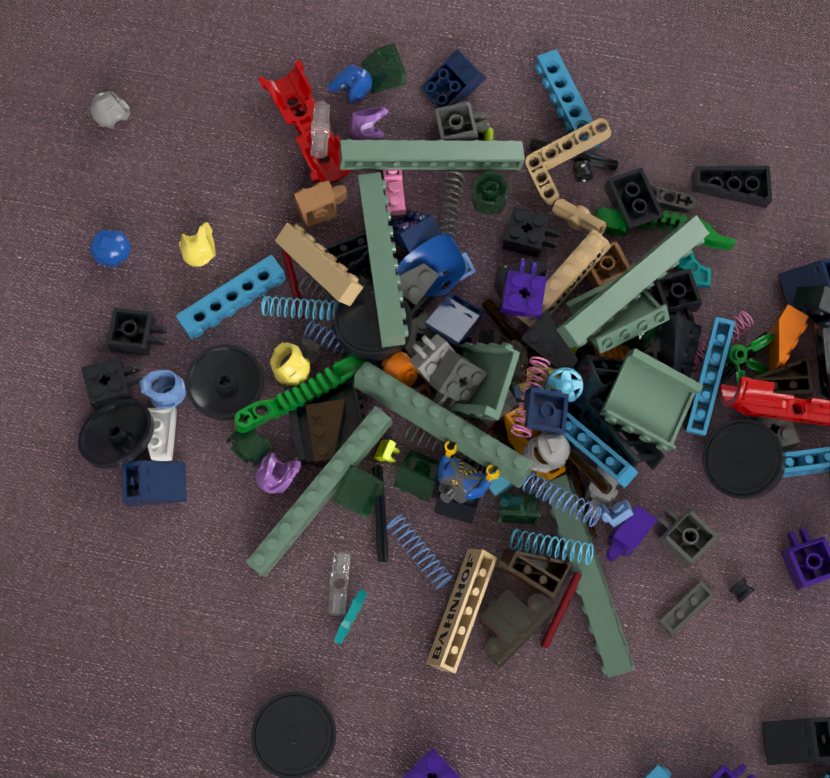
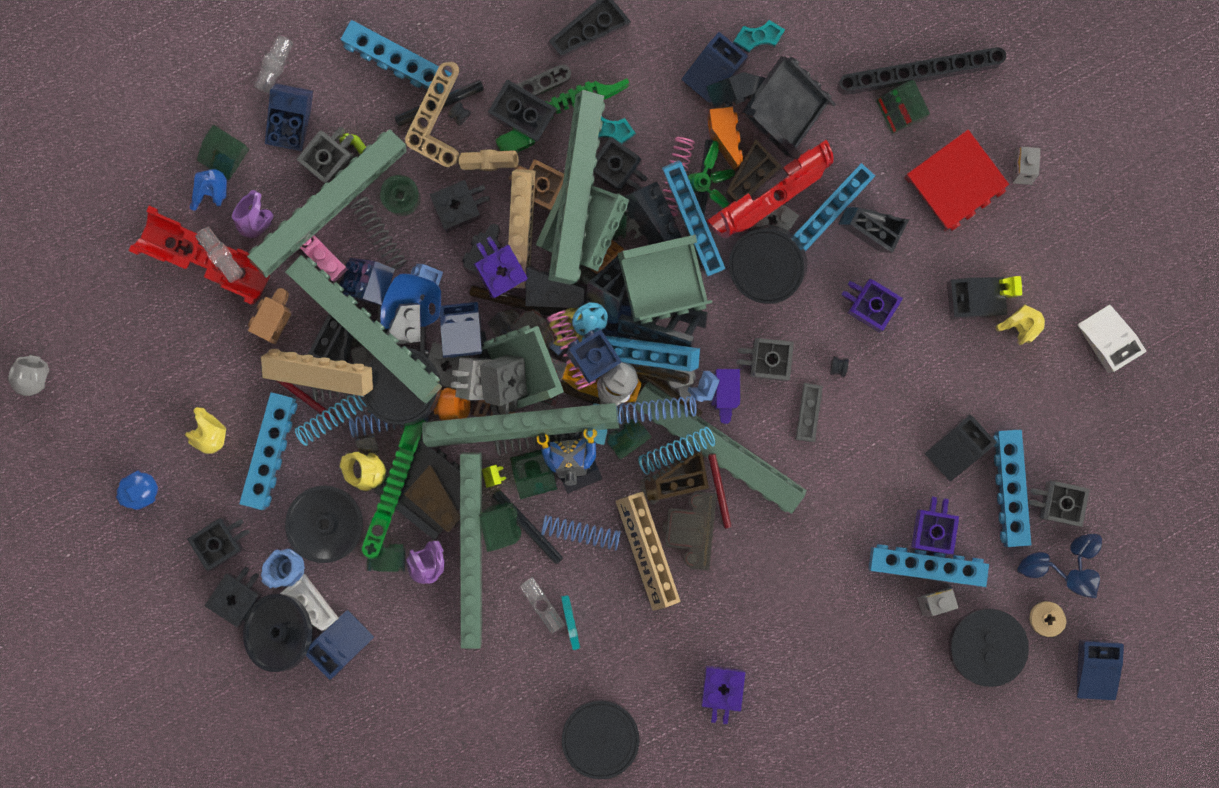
camera: 40 degrees left, 15 degrees up
(474, 39) = (273, 64): none -> clear piece

